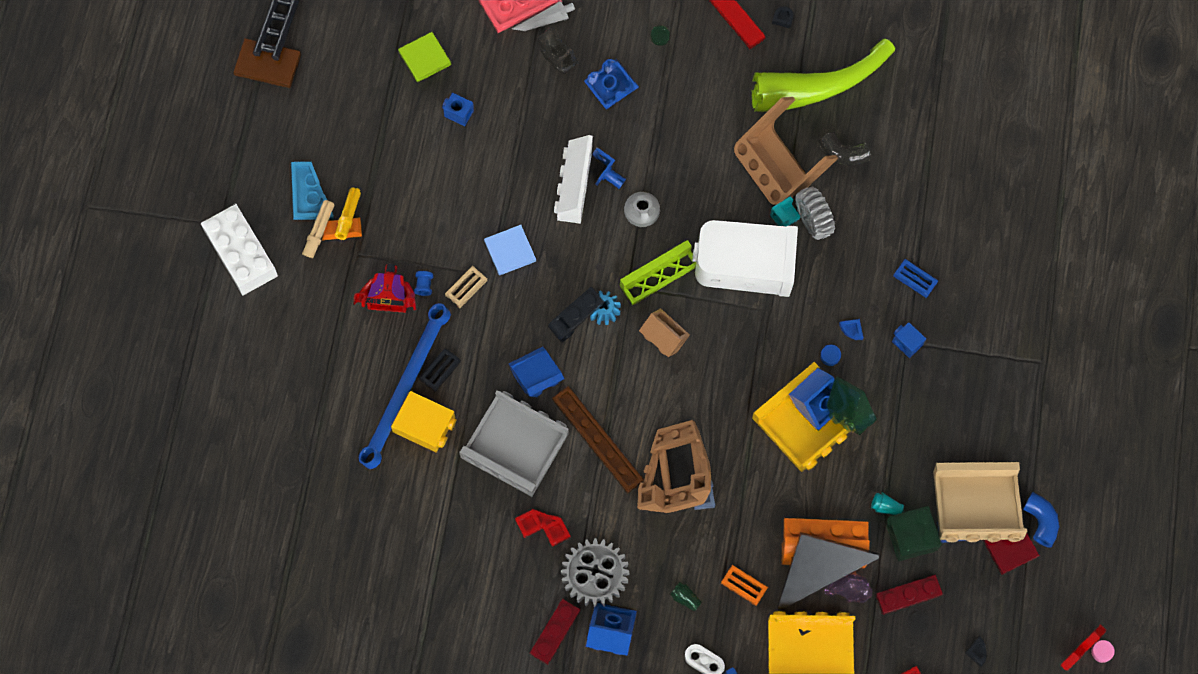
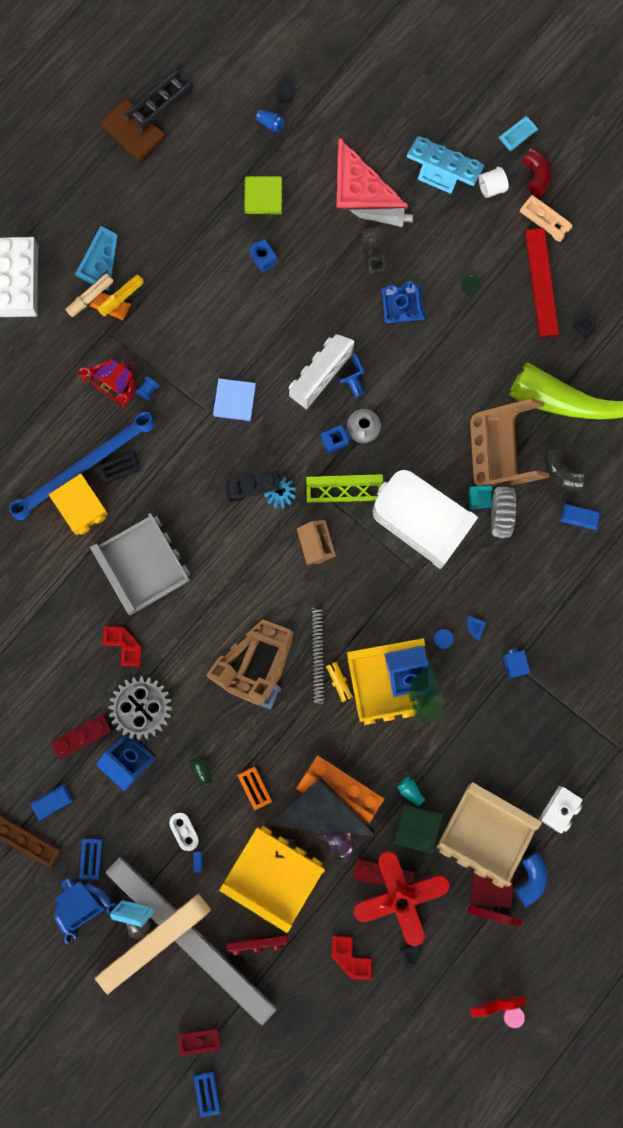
camera: 30 degrees right, 10 degrees up
(471, 292) = (183, 417): tan tile -> none
(536, 372) = (193, 514): blue slope -> none
(597, 439) = (210, 599): reddish brown tile -> none
(624, 226) = (337, 432): none -> blue brick
(721, 431) = (316, 670): none -> light grey piece
(761, 445) = (339, 681): none -> yellow pin
(883, 182) = (580, 516): none -> blue tile
(910, 283) = (555, 614): blue tile -> none
(930, 612) = (398, 889): none -> red piece
(1028, 443) = (561, 809): none -> white brick
(1031, 569) = (495, 916): none -> dark red tile

